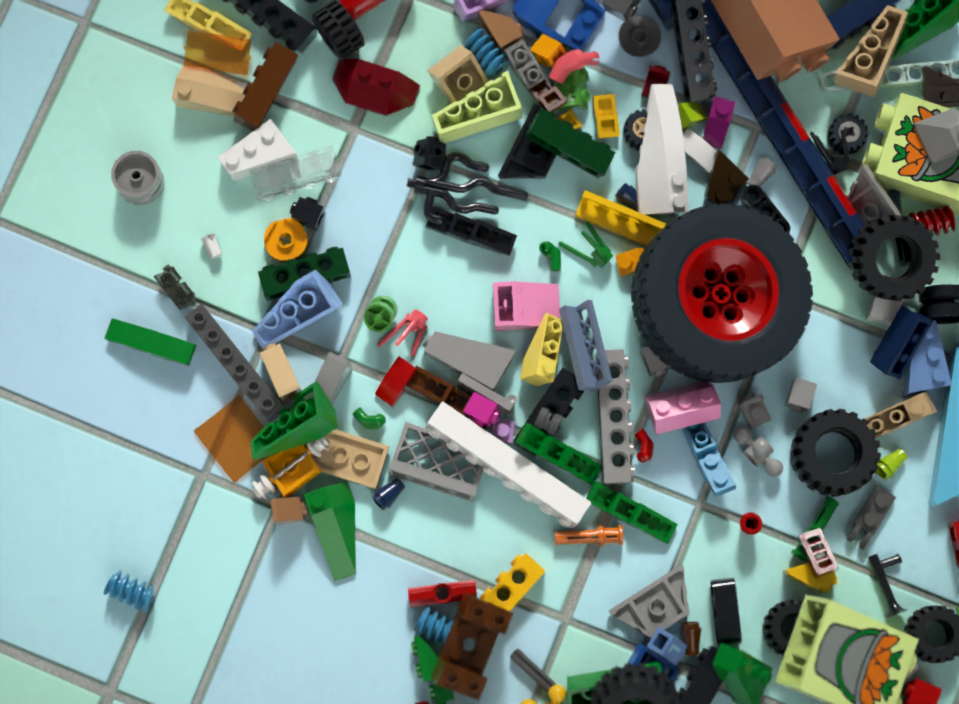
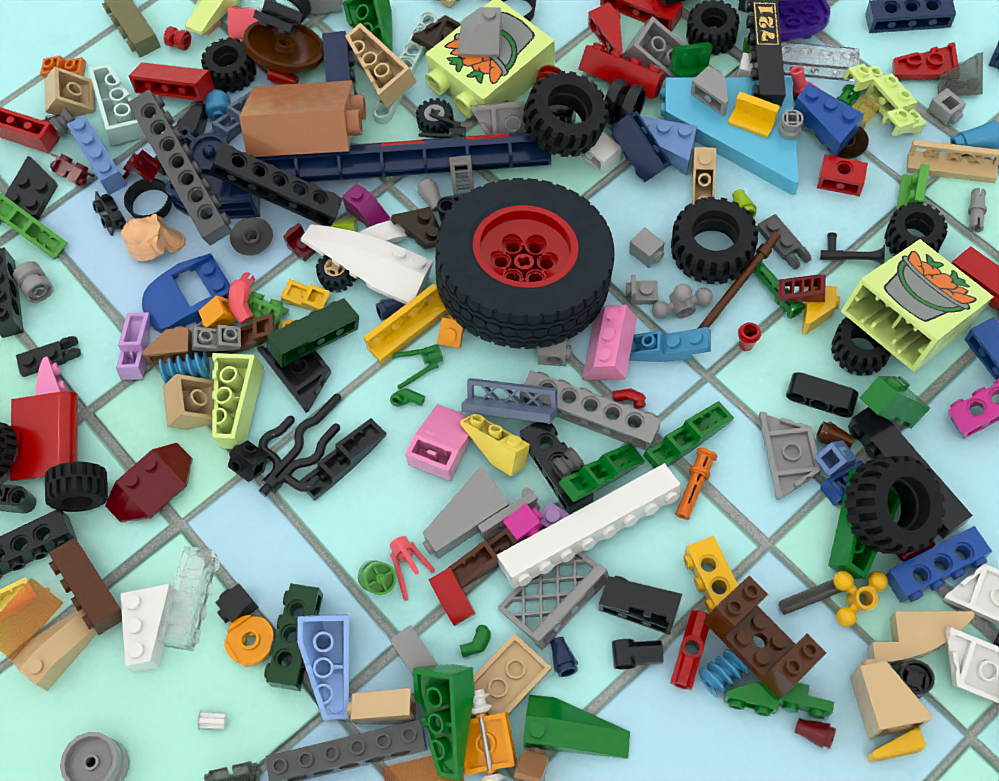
camera: 55 degrees left, 15 degrees down
(416, 546) = (629, 654): none -> black piece
(460, 535) = (640, 603): none -> black wedge
(800, 185) = (461, 161): none -> light grey slope
(843, 502) = (763, 252): none -> reddish brown bar

